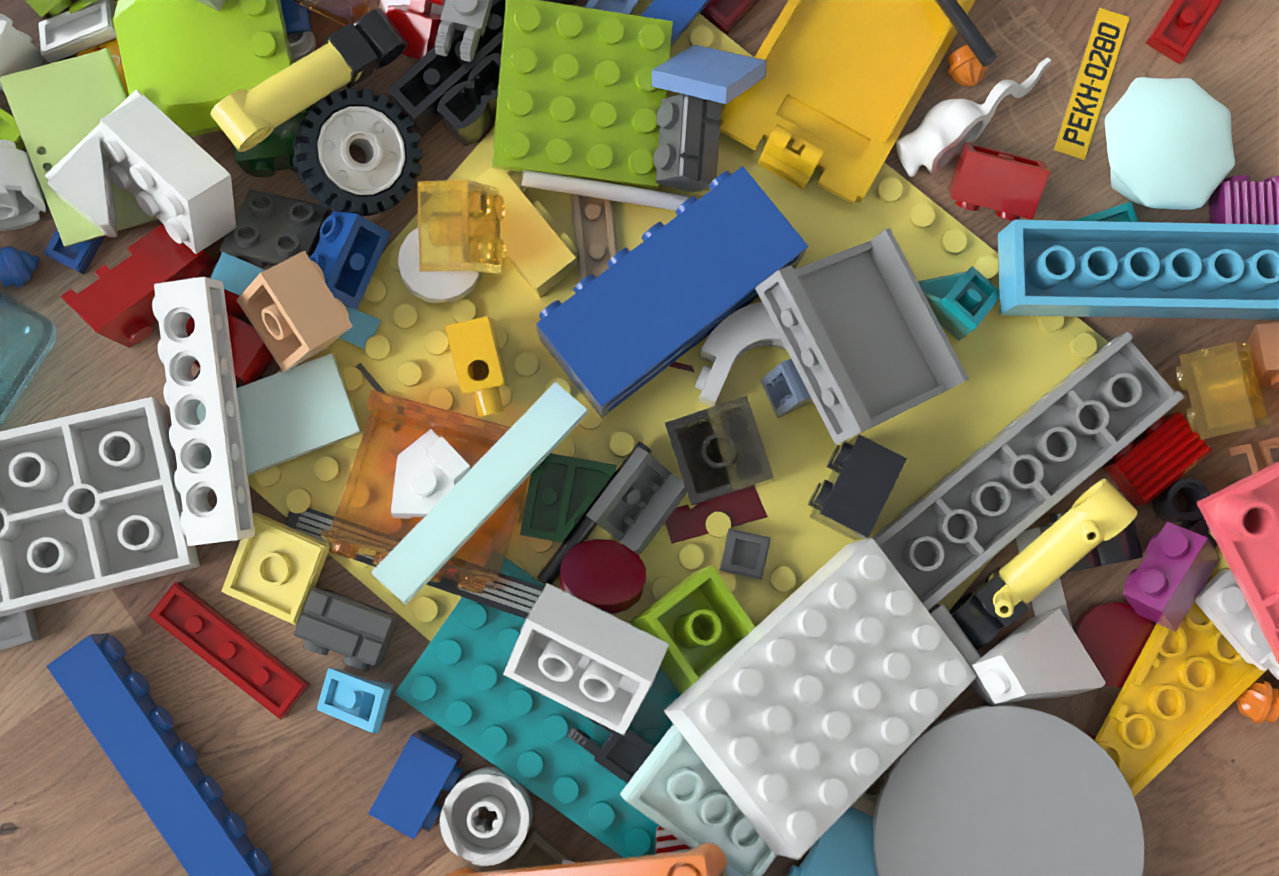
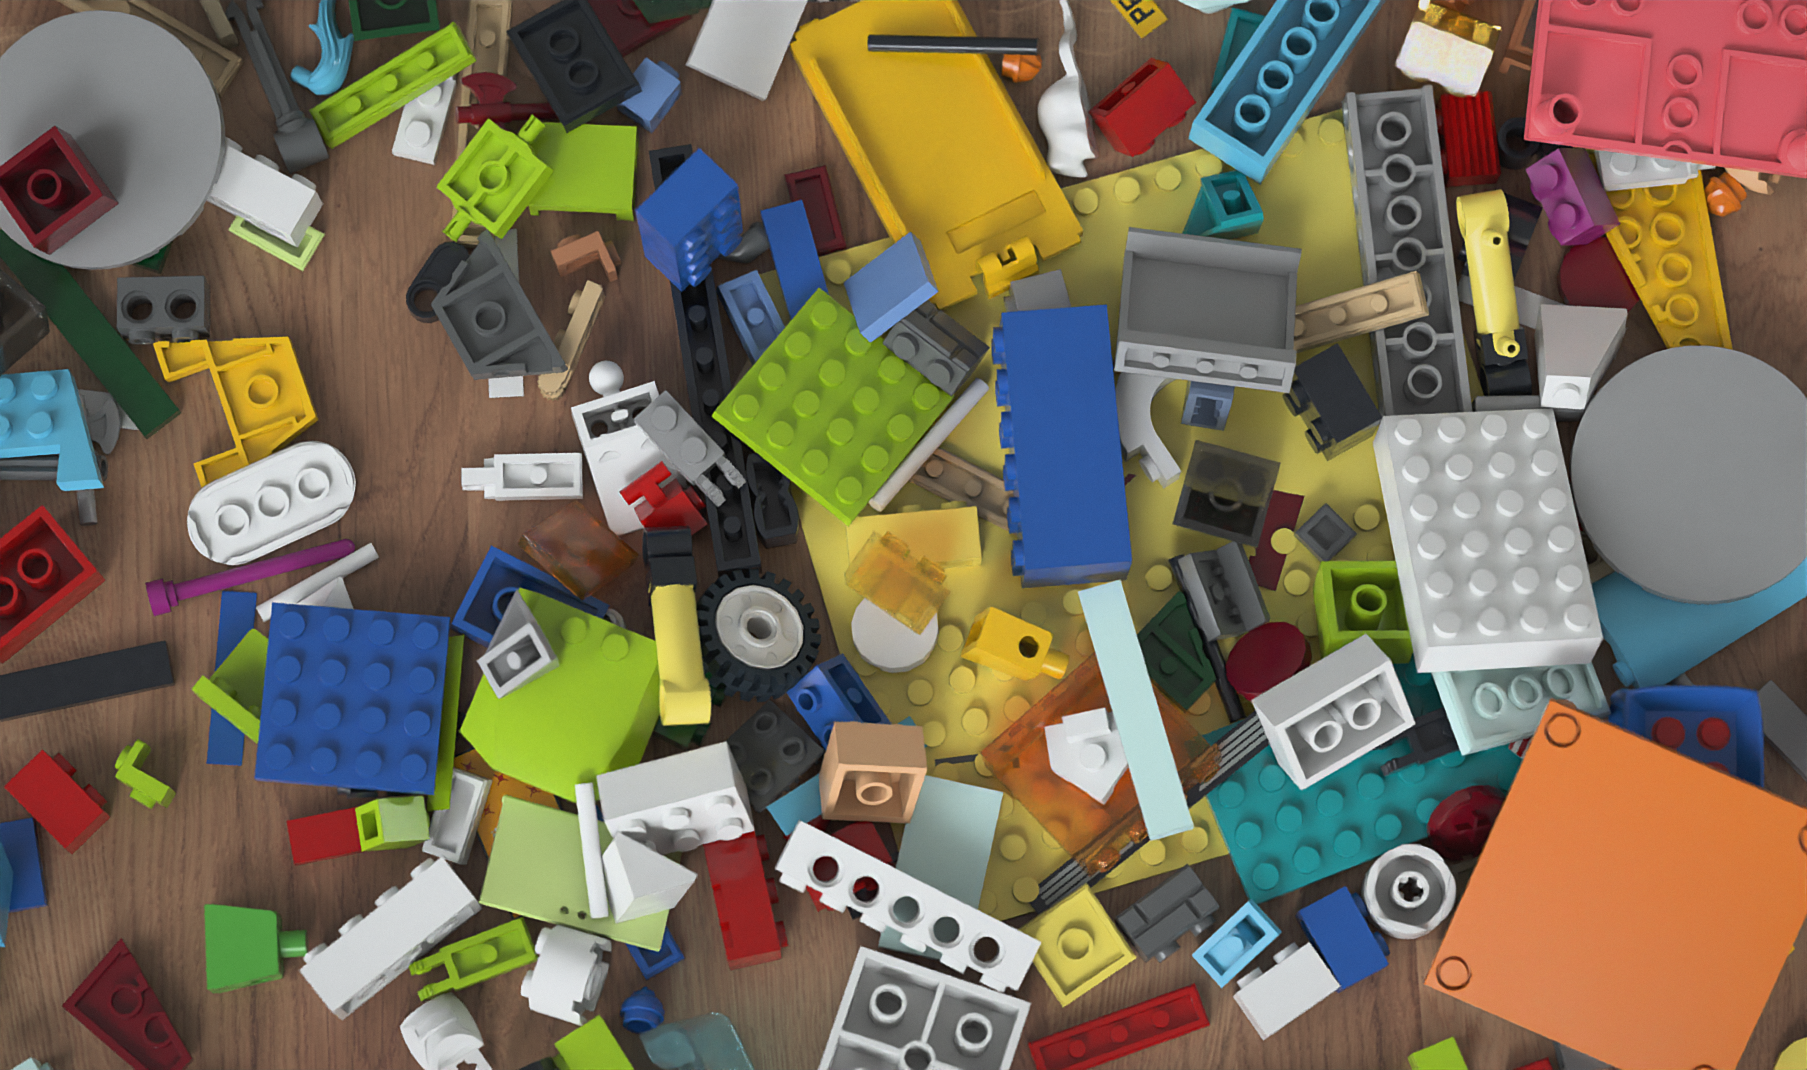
camera: 60 degrees left, 5 degrees down
(344, 763) = (1284, 990): none -> white brick
(579, 828) = (1464, 821): none -> dark red tile
(787, 195) = (1038, 293): none -> light grey brick
(948, 460) = (1359, 311): none -> tan tile

